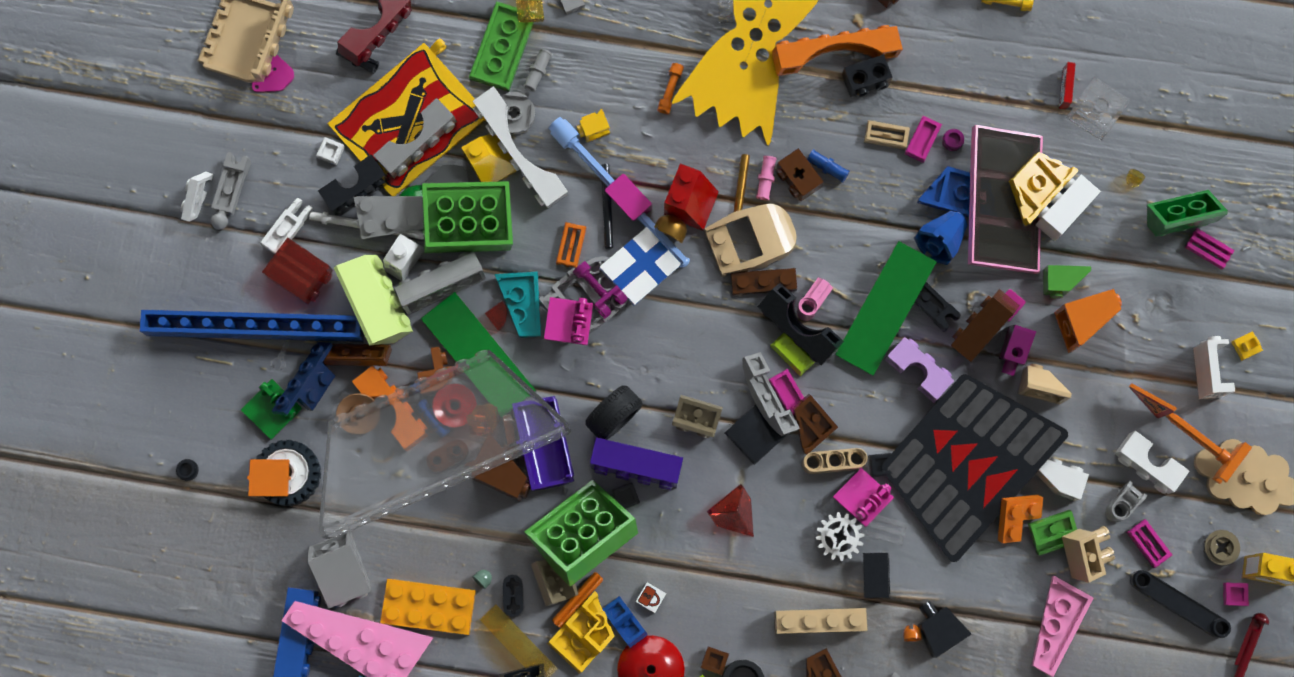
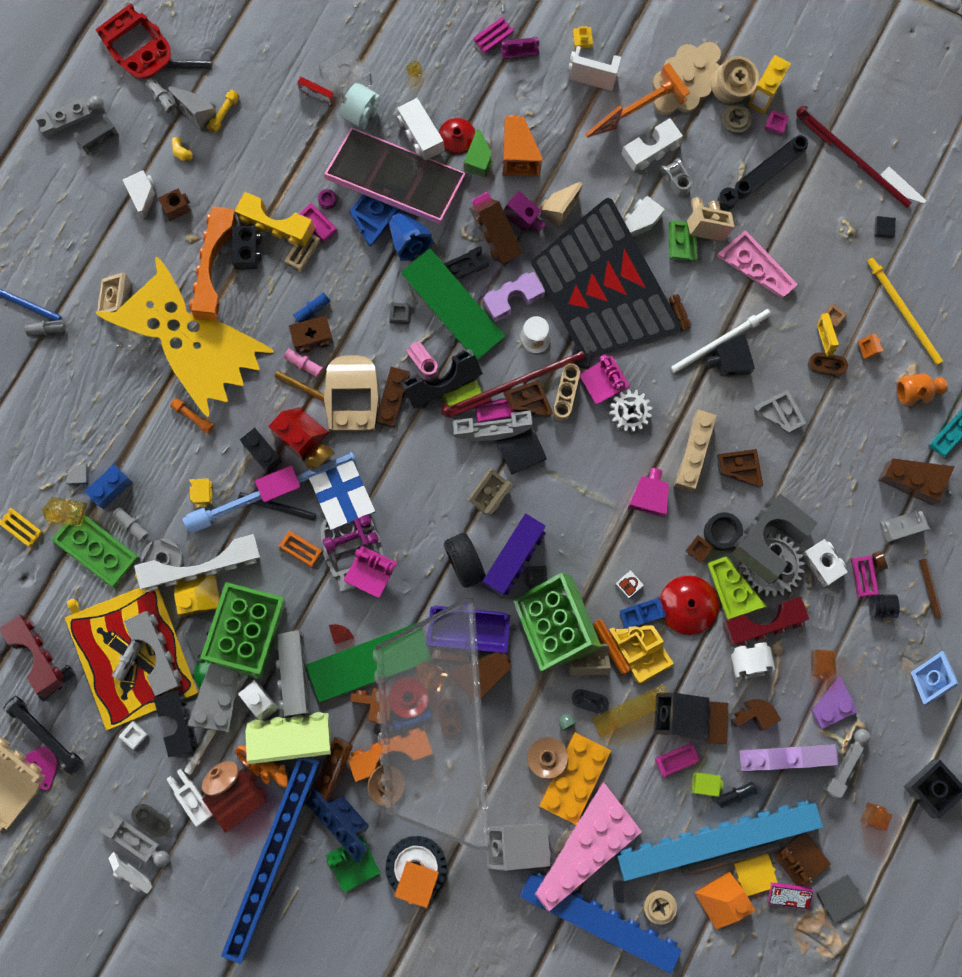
camera: 75 degrees left, 0 degrees up
(187, 470) = (381, 959): black plate -> none
(252, 198) = (150, 822): none -> clear smoke plate
(286, 100) = (70, 761): none -> black piece
(313, 248) = (220, 778): none -> nougat dish
(335, 291) = (268, 770): none -> orange animal
(401, 117) = (127, 660): none -> light grey pin
(438, 559) = (540, 750): none -> medium nougat dish
(522, 300) = (335, 607): teal wing -> none
(568, 34) = (108, 486): none -> blue brick
(657, 168) = (261, 450): none -> black brick
(734, 512) = (581, 490): clear red slope -> none
(755, 588) = (651, 494): none -> dark pink torso
(798, 377) = (485, 397): none -> dark red bar
(857, 257) = (399, 313): none -> dark grey tile
(876, 575) = (672, 392): black hinge -> none
(885, 408) = (535, 335): none -> white hat
(906, 117) = (295, 229): none -> yellow arch
(912, 635) = (729, 381): orange hinge -> none
(971, 556) = (680, 312): none -> reddish brown axle
(991, 640) = (751, 322): none -> white bar
(1013, 513) = (658, 266): orange plate -> none
(1038, 184) = (392, 144): yellow wing -> none
(1067, 134) = (359, 105): none -> light aqua brick
(1069, 253) = (457, 143): none -> red dish
(1118, 568) = (725, 203): none -> black wheel
(1137, 528) = (700, 177): dark pink tile -> none
(1184, 213) = (458, 41): green slope -> none
(1206, 281) = (520, 48): none -> magenta hinge
(1264, 529) = (734, 80): none -> tan wheel

